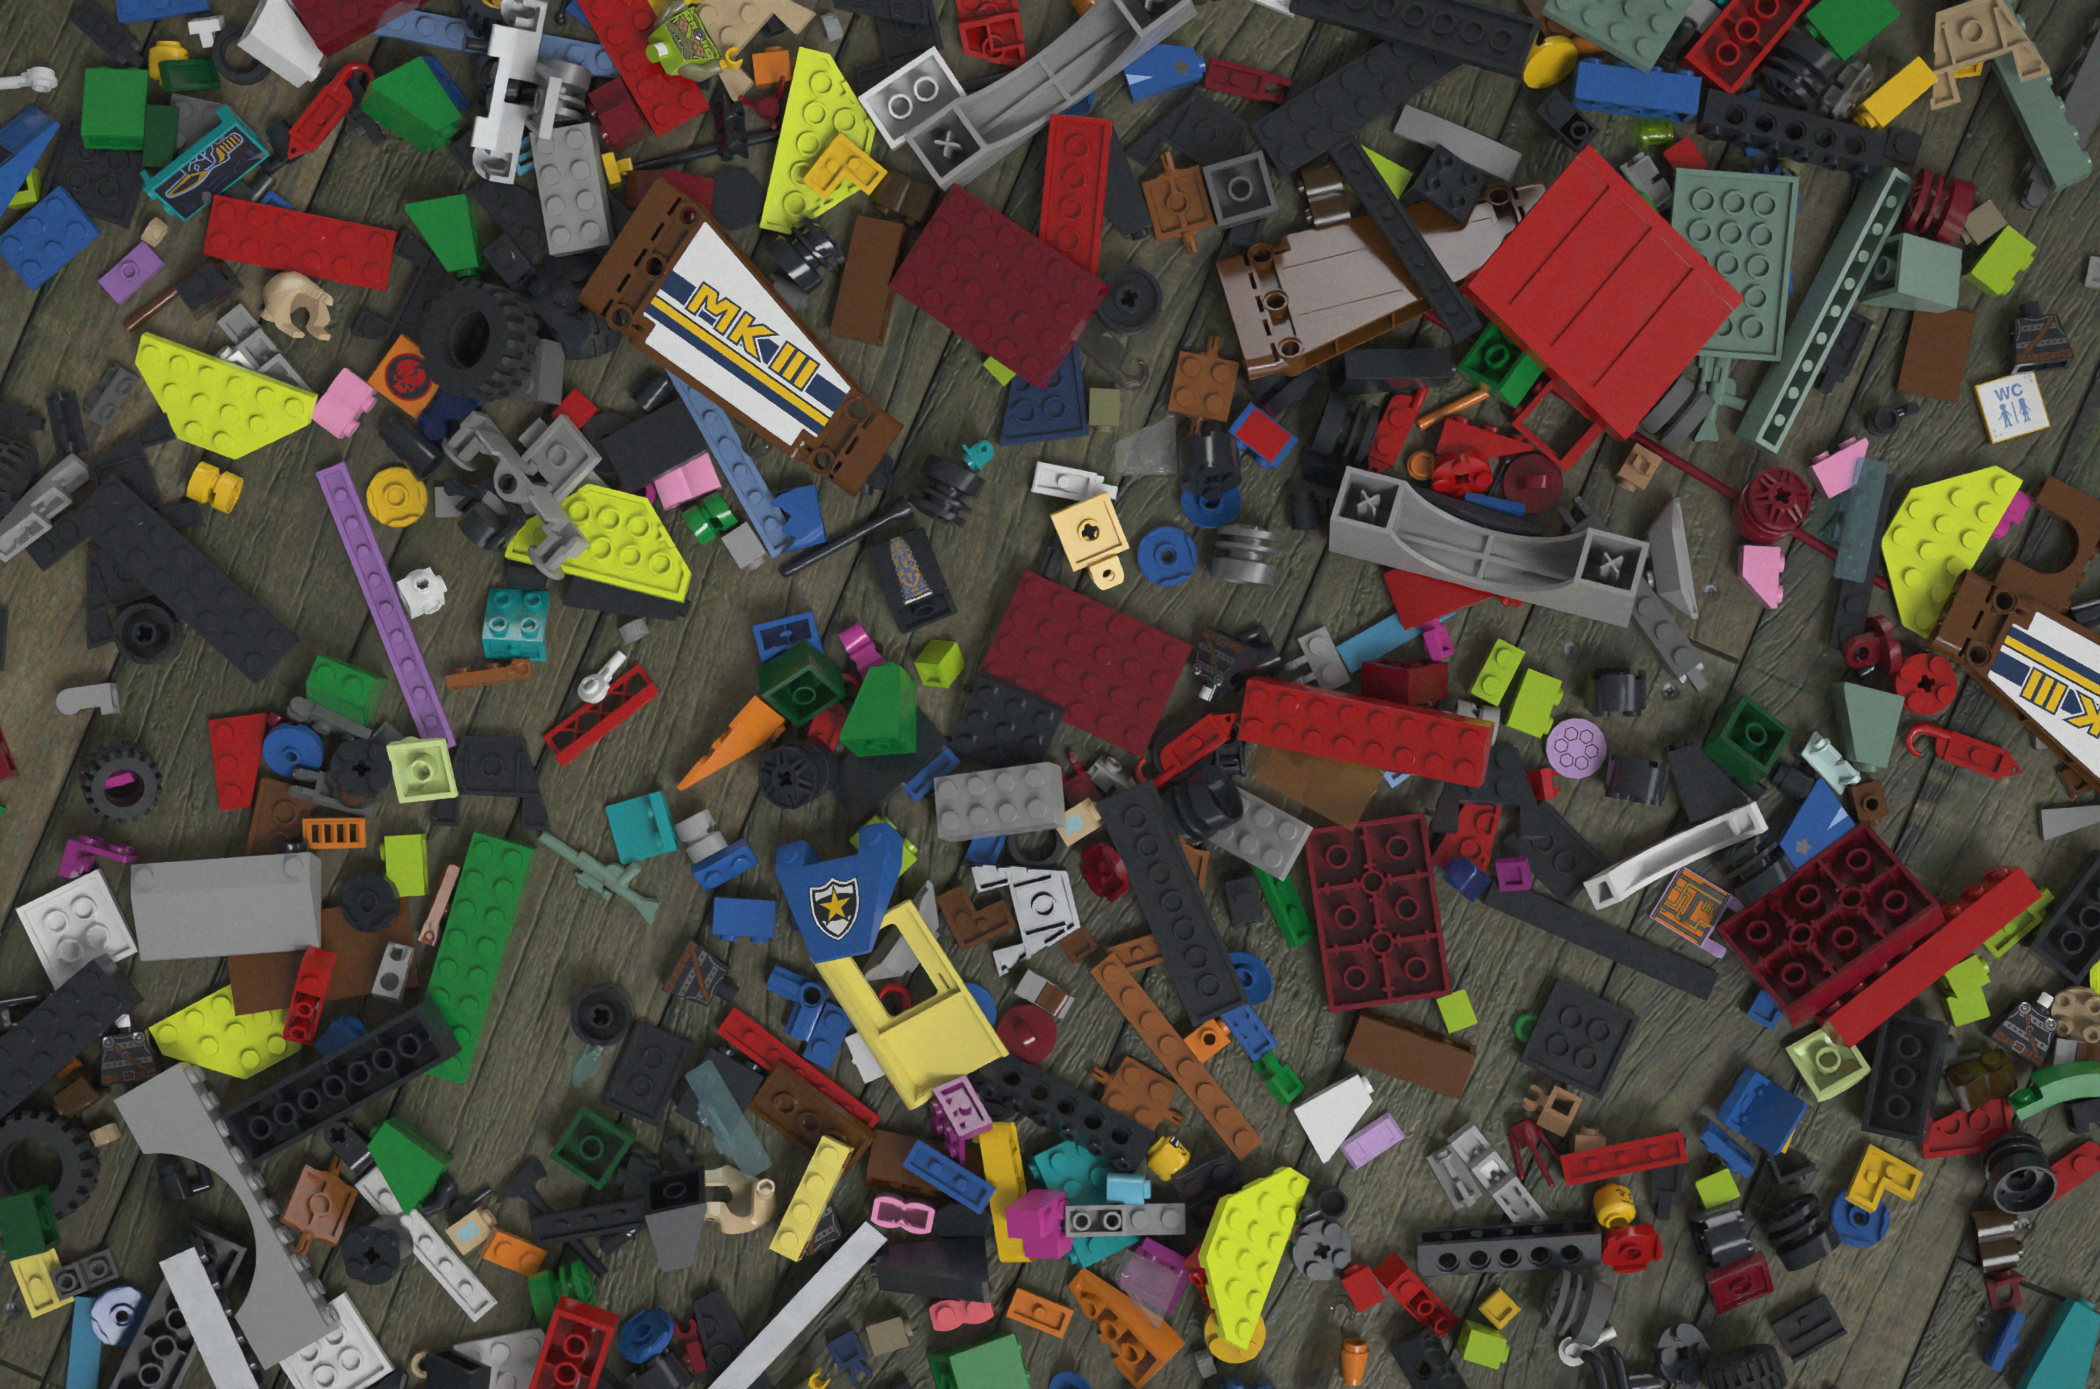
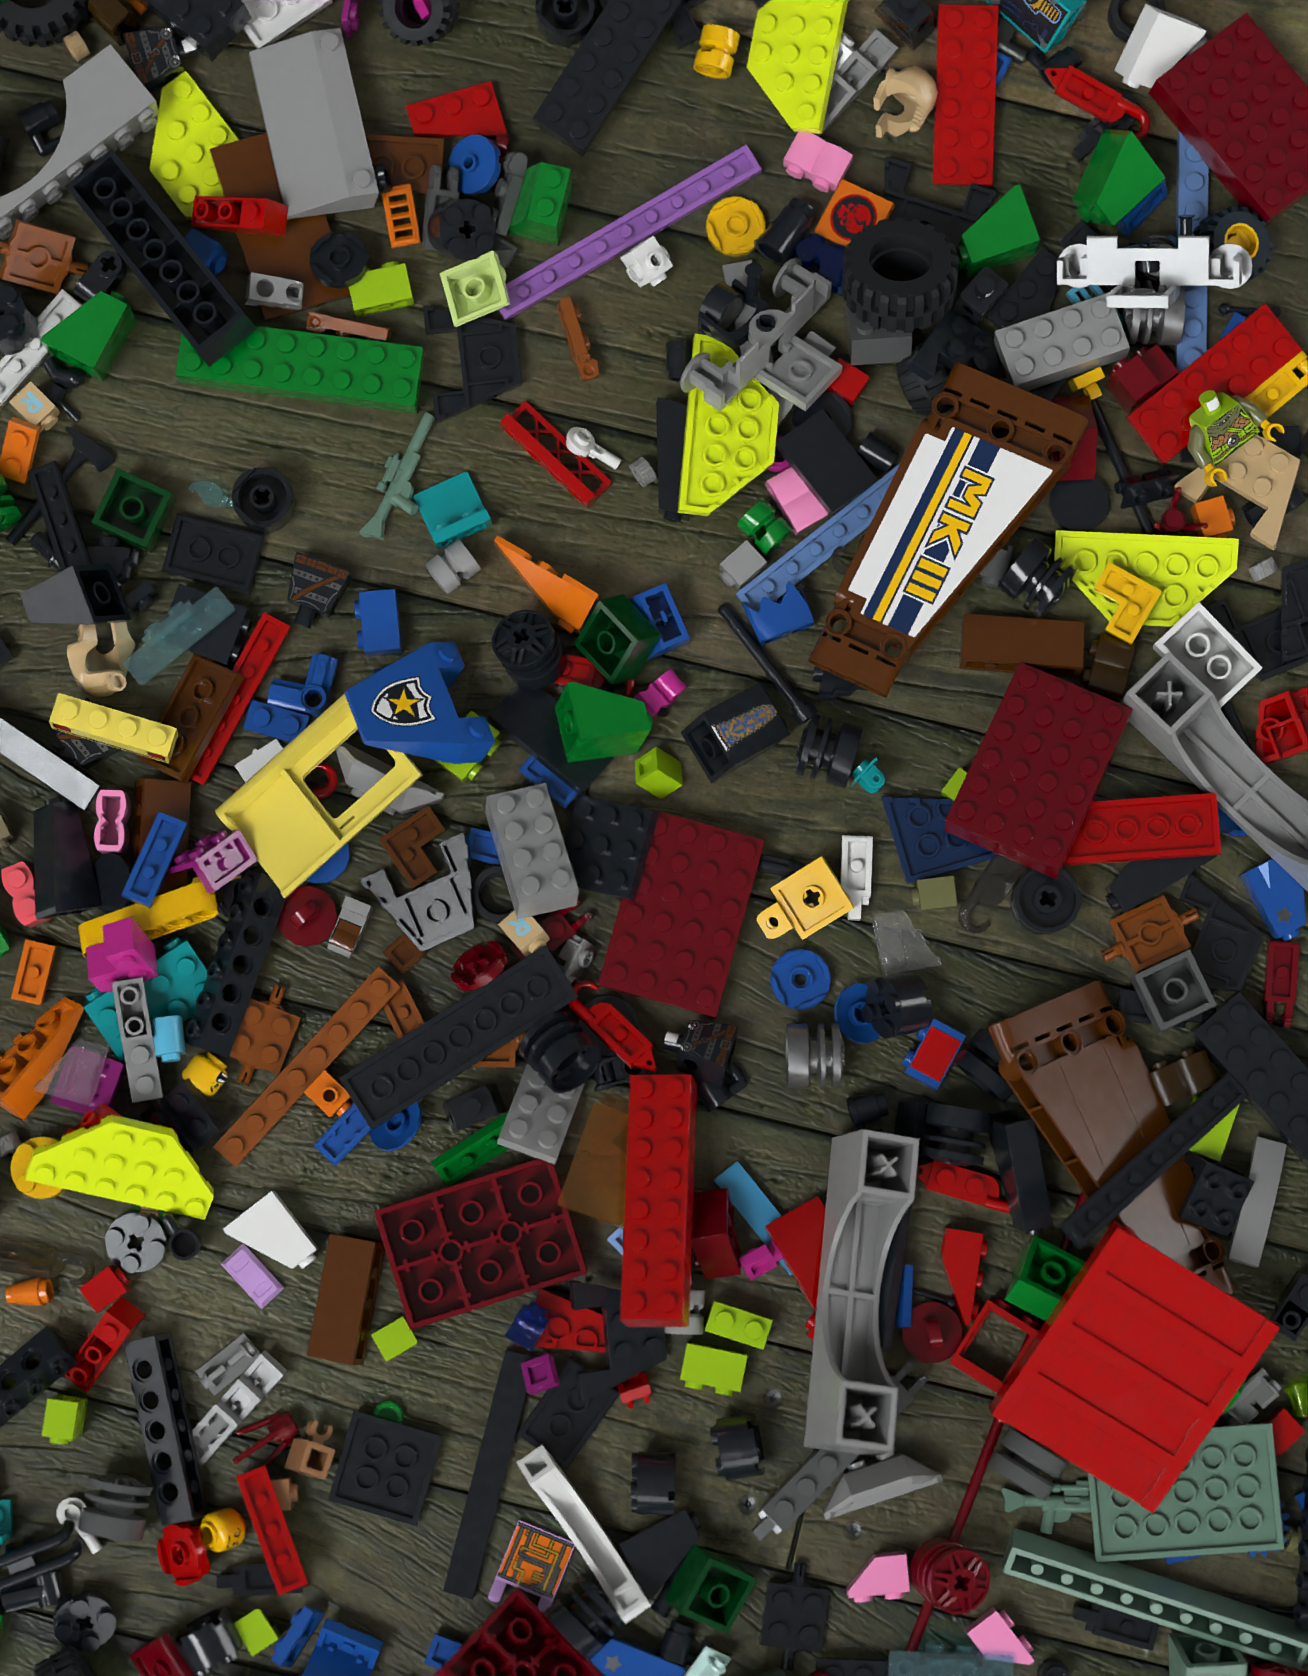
camera: 75 degrees right, 5 degrees down
(516, 624) = (630, 357): teal bracket -> none
(724, 865) = (428, 594): blue plate -> none
(1204, 386) = (973, 989): dark orange plate -> none
(1281, 1080) = (298, 1176): green plate -> none
(1322, 659) = (723, 1149): light grey hinge -> none
(1420, 464) = (931, 1218): orange plate -> none
(1448, 465) = (943, 1265): red plate -> none
(1451, 409) = (992, 1238): orange bar -> none
(1499, 1308) = (103, 1430): yellow tile -> none
(1575, 748) = (675, 1418): lavender tile -> none
(1637, 468) = (964, 1434): medium nougat brick -> none
(1784, 663) = (794, 1616): none -> black plate

